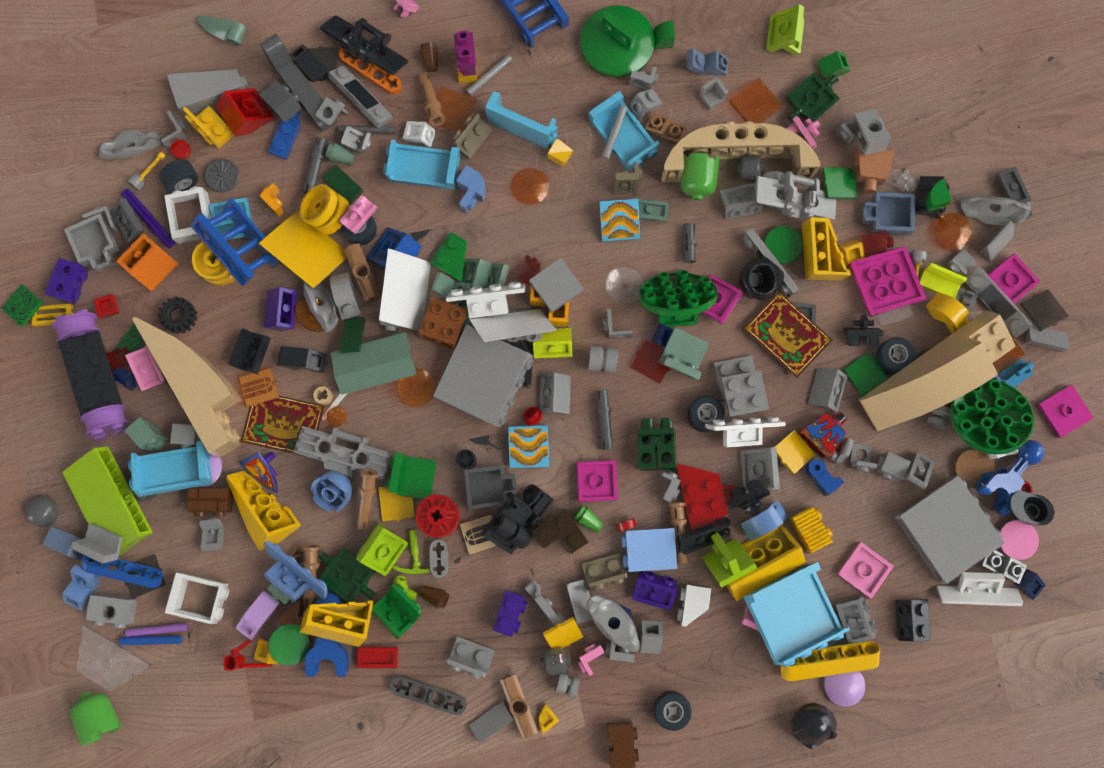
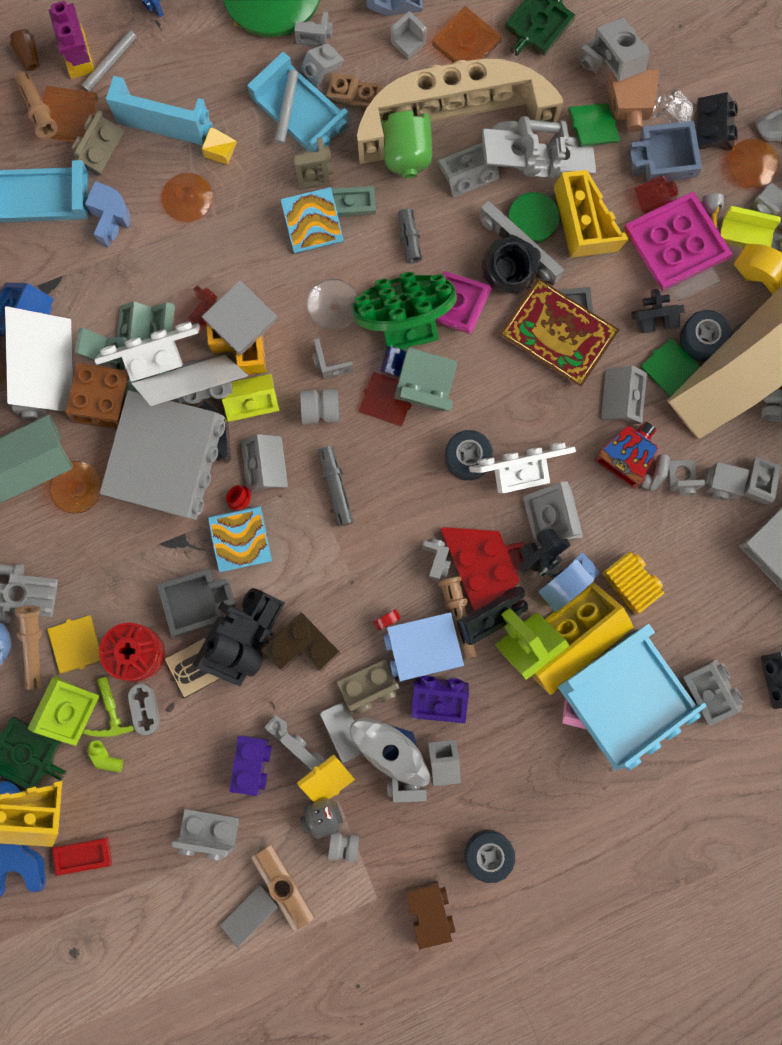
camera: 10 degrees left, 0 degrees up
(397, 611) = (96, 789): green bracket -> none
(411, 476) = (87, 606): green bracket -> none
(419, 132) = (27, 150): white bracket -> none
(427, 699) = (158, 899): dark grey beam -> none
(434, 596) = (145, 760): reddish brown cone -> none
(451, 257) = (96, 306): green wing -> none
(468, 457) = (154, 570): black wheel -> none
(547, 718) = (324, 897): yellow tile -> none
(588, 519) = (334, 621): bright green cone -> none
(591, 653) = (368, 799): bright pink bracket -> none
(597, 481) = (338, 569): dark pink plate -> none
(657, 441) = (410, 508): dark green hips -> none
(694, 603) = (495, 706): white slope -> none
(741, 386) = (508, 410): light grey bracket -> none
(750, 167) = (472, 121): dark grey head -> none
(794, 452) = (593, 485): yellow piece -> none
(797, 127) = (545, 58): bright pink hips -> none
(813, 725) = (680, 841): black helmet -> none
(822, 478) = (636, 512): blue leg -> none
(834, 661) = (692, 751): yellow beam -> none
(845, 688) = (712, 781): lavender dish -> none
(852, 251) = (625, 210): yellow slope -> none
(865, 570) = (713, 624): bright pink tile -> none
(938, 196) = (725, 118): green brick -> none

